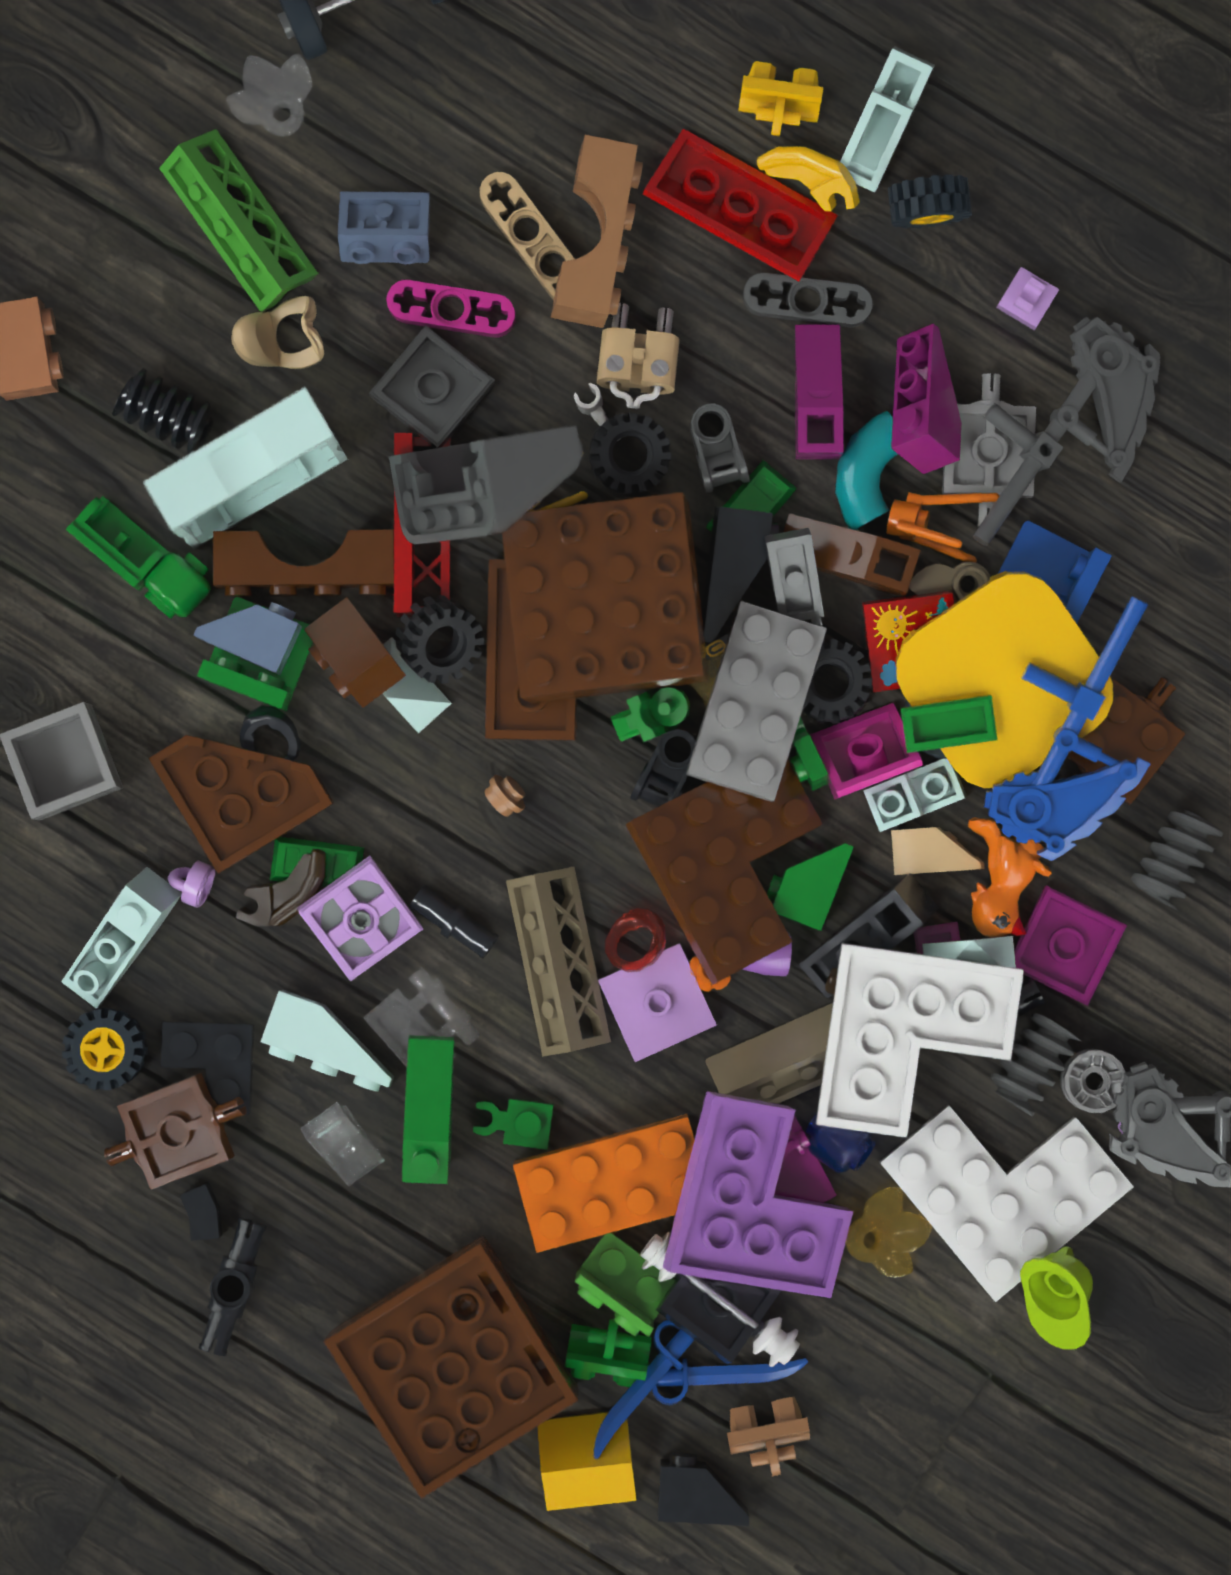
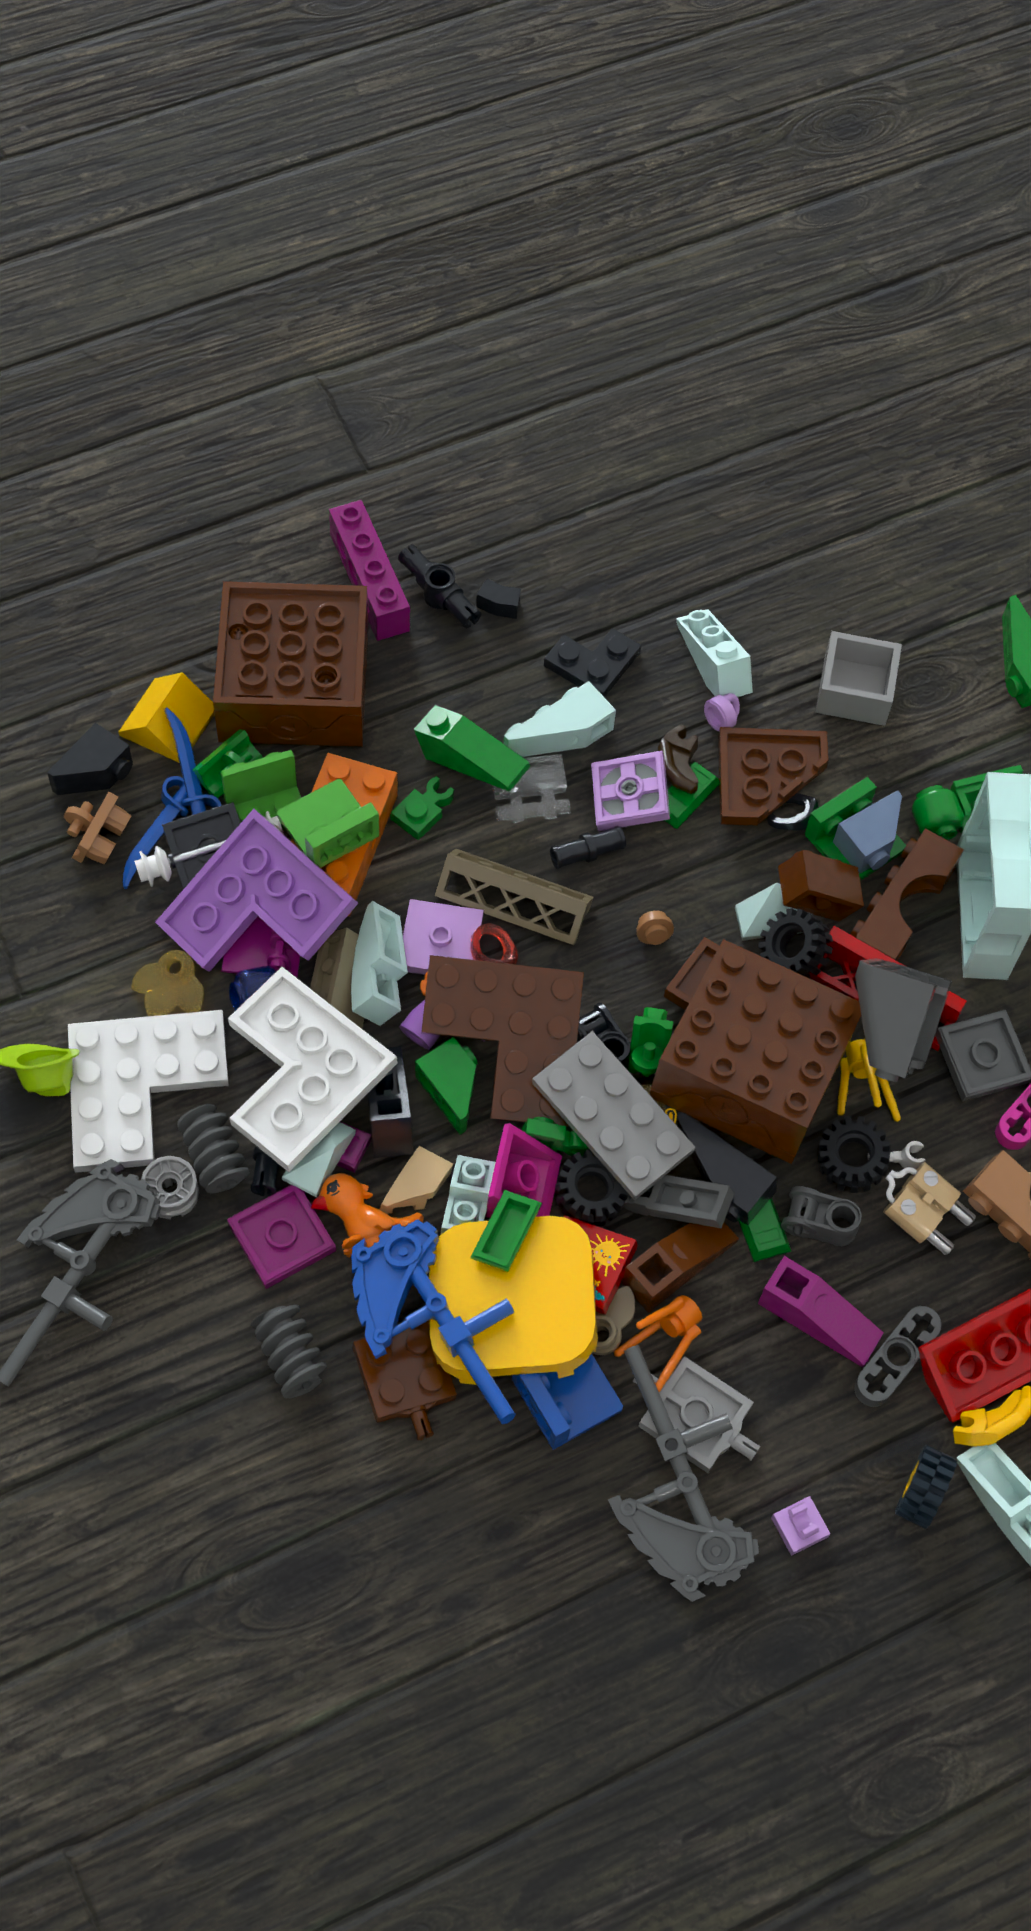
camera: 115 degrees right, 25 degrees down
(89, 1046) = (642, 593): black wheel -> none
(175, 1131) = (564, 609): reddish brown plate -> none
(263, 1376) = (370, 567): none -> magenta brick
(342, 1143) = (488, 695): clear slope -> none
(631, 1188) = (329, 823): none -> bright green bracket
(733, 1041) = (378, 965): none -> light aqua slope
(861, 470) = (743, 1311): teal cylinder -> none
(925, 405) = (759, 1378): magenta slope -> none

